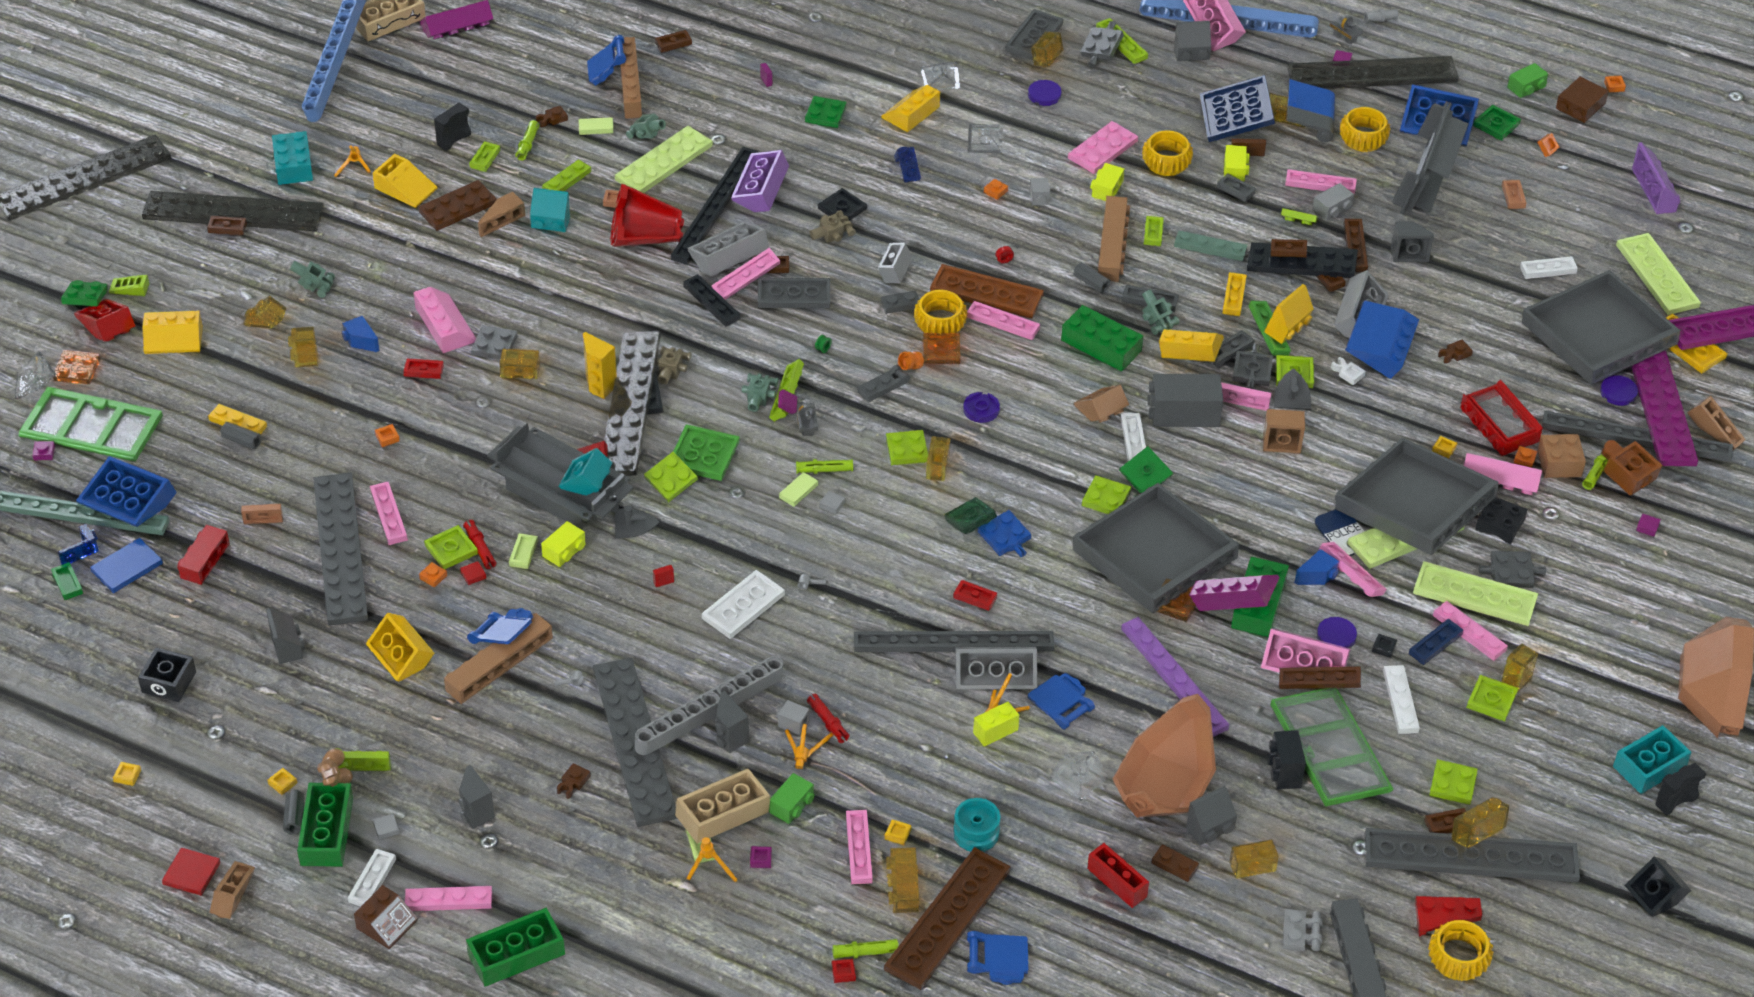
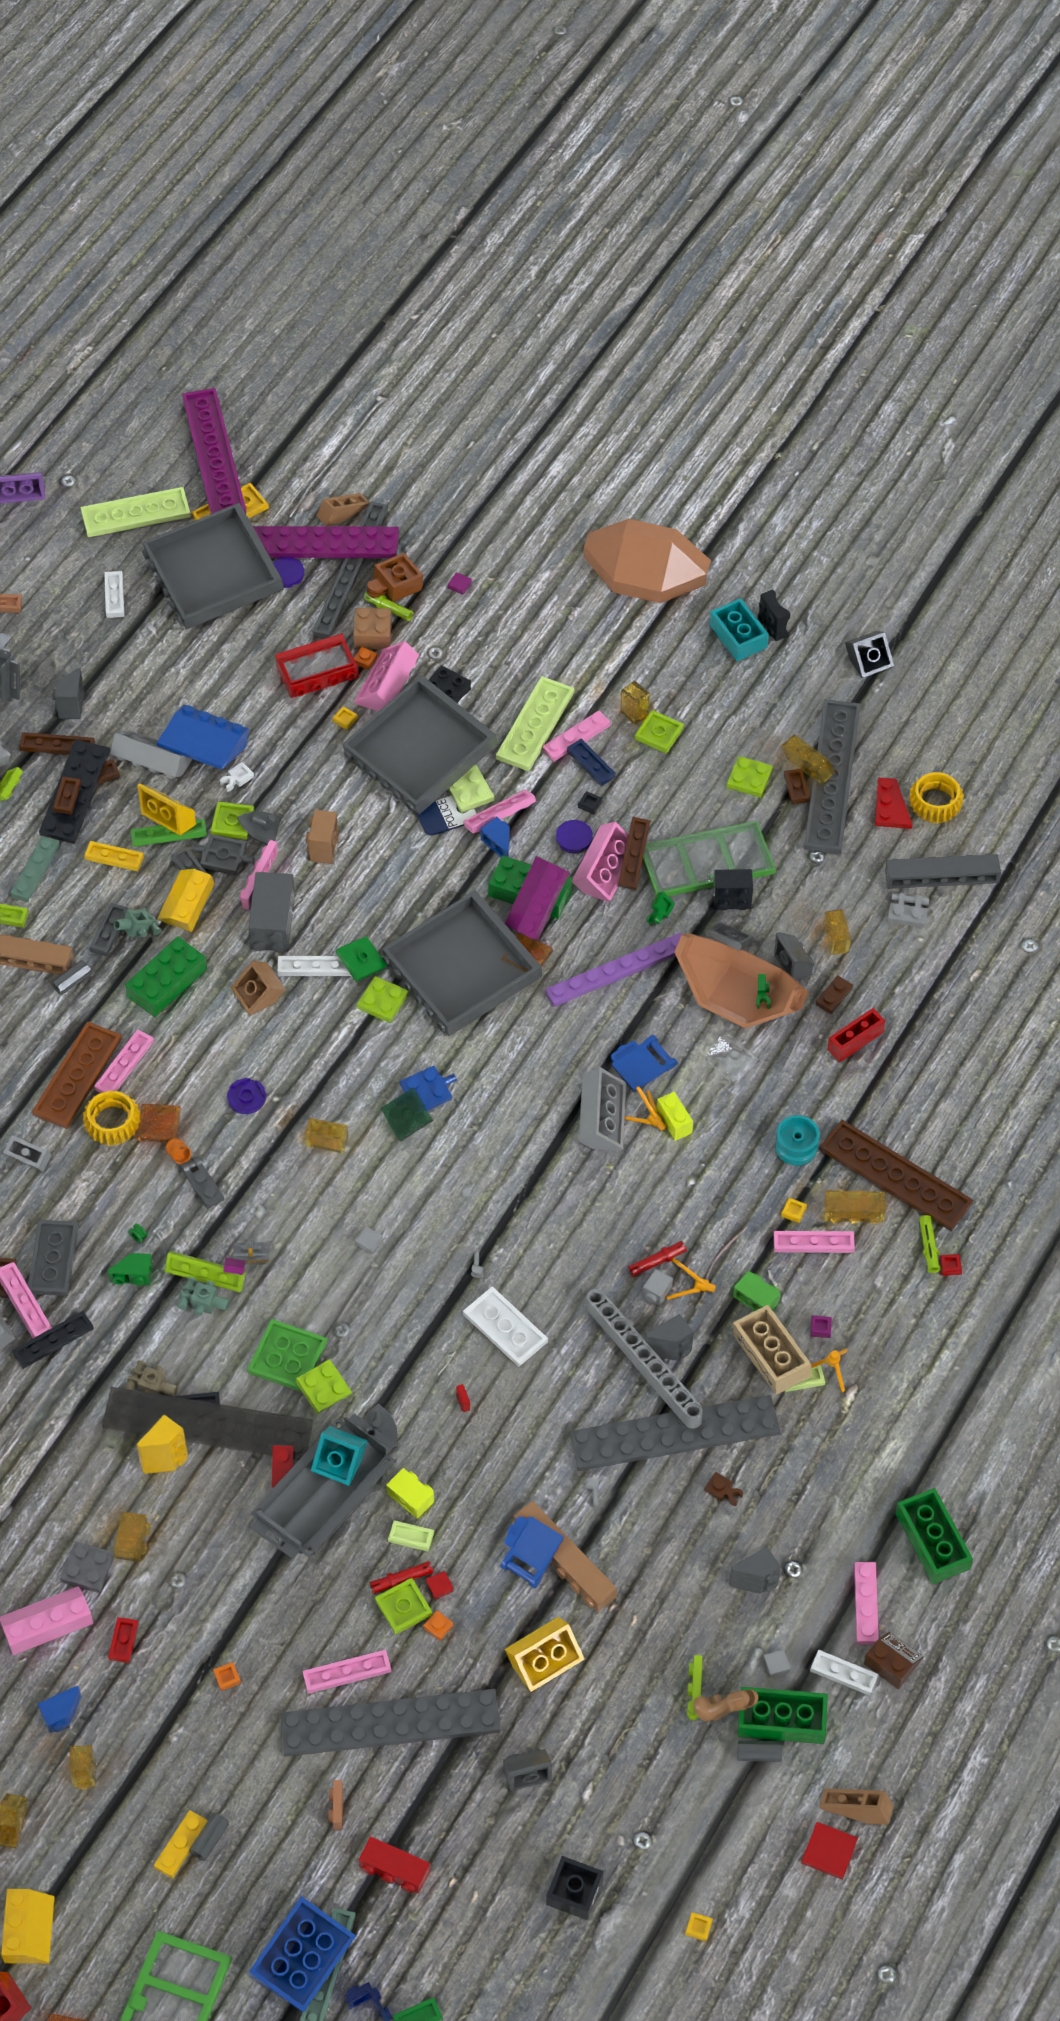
camera: 85 degrees left, 10 degrees up
(126, 565) = (398, 1952): tile -> none
(282, 781) = (714, 1767): yellow tile -> none
(785, 343) = (133, 1269): none -> green slope
(798, 489) = (347, 1269): yellowish green tile -> none
(824, 466) = (319, 1250): lime pin -> none
(899, 302) = (79, 1157): dark grey plate -> none
(906, 447) = (297, 1167): lime plate -> none
(947, 640) = (566, 1146): dark grey plate -> none
(975, 595) = (508, 1121): red plate -> none
(1003, 955) = (936, 1135): blue piece -> none
(1004, 254) = (24, 1052): red tile -> none
(1163, 791) = (763, 988): none -> green plate
(1227, 761) = (730, 936): none -> flat silver tile
(1258, 706) = (662, 907): none -> green plate
(1401, 699) = (654, 800): white plate -> none
(1457, 350) = (218, 687): reddish brown plate -> none
(1512, 568) = (506, 692): dark grey plate -> none

